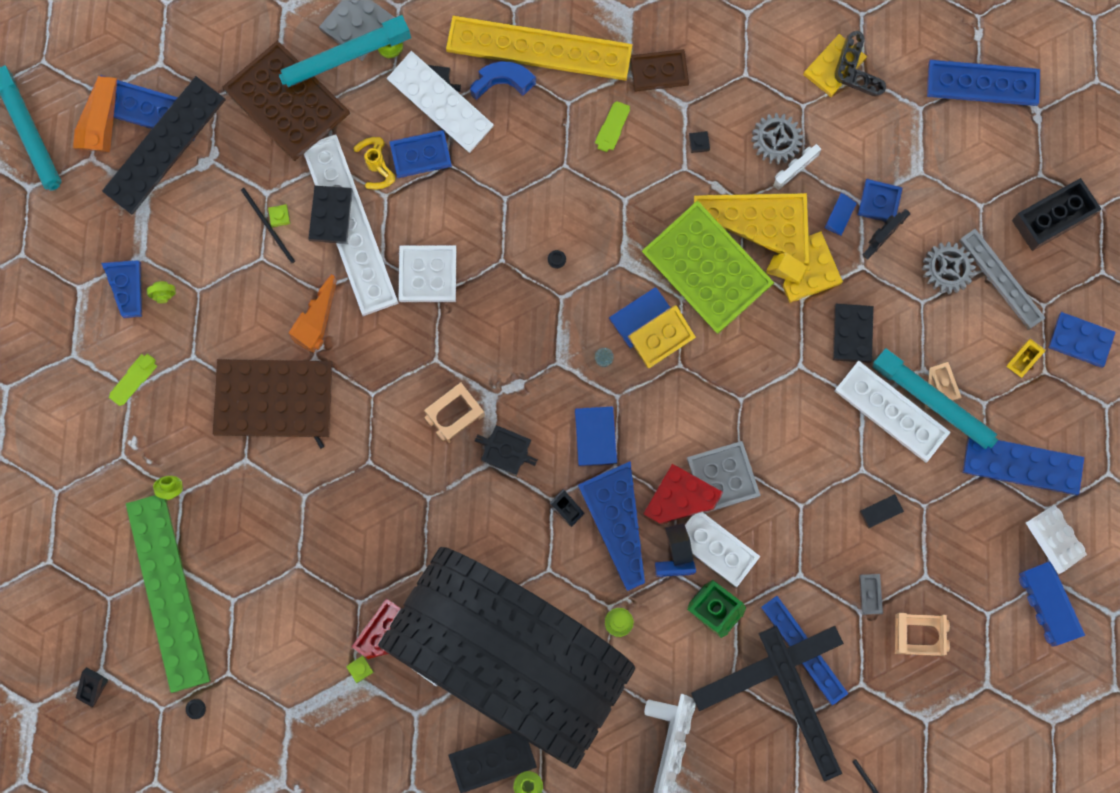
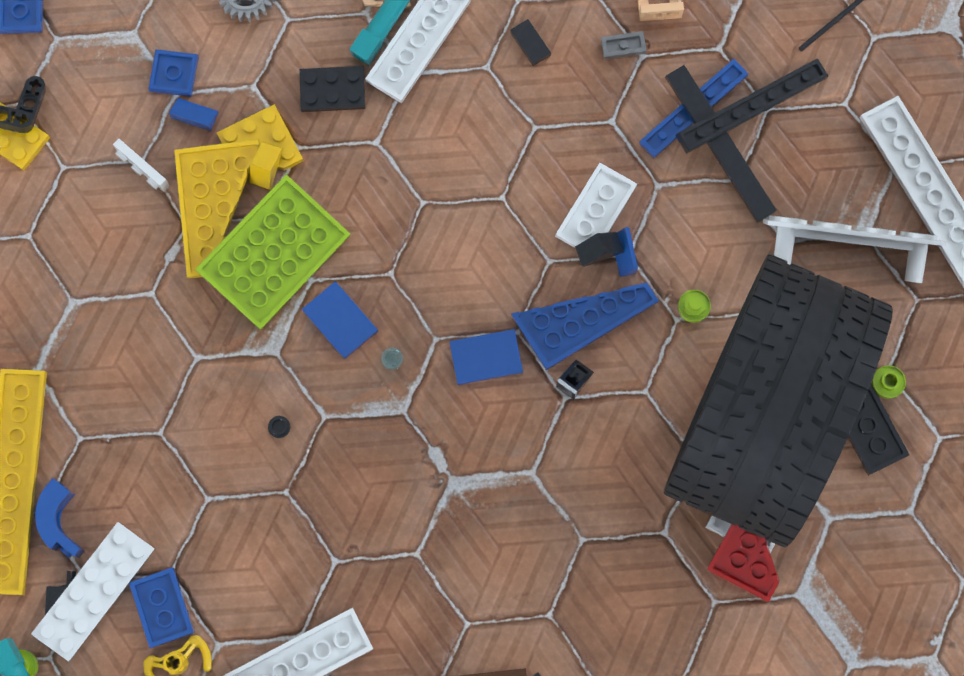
camera: 95 degrees left, 0 degrees up
(359, 669) = (791, 589): lime plate -> none
(427, 274) = (313, 577): white plate -> none
(452, 430) = (482, 545): light nougat panel -> none
(506, 450) = (516, 455): black plate -> none
(612, 127) = (105, 381): lime piece -> none
(659, 70) = (30, 335): reddish brown tile -> none
(661, 336) = (361, 294): yellow plate -> none
(681, 497) = (545, 253): red plate -> none
(699, 142) = (118, 279): black plate -> none
(716, 608) = (662, 204): green slope -> none
(728, 471) = (515, 211): light grey plate -> none
(784, 140) = (93, 186): light grey gear -> none
(885, 232) = (212, 58): black plate -> none

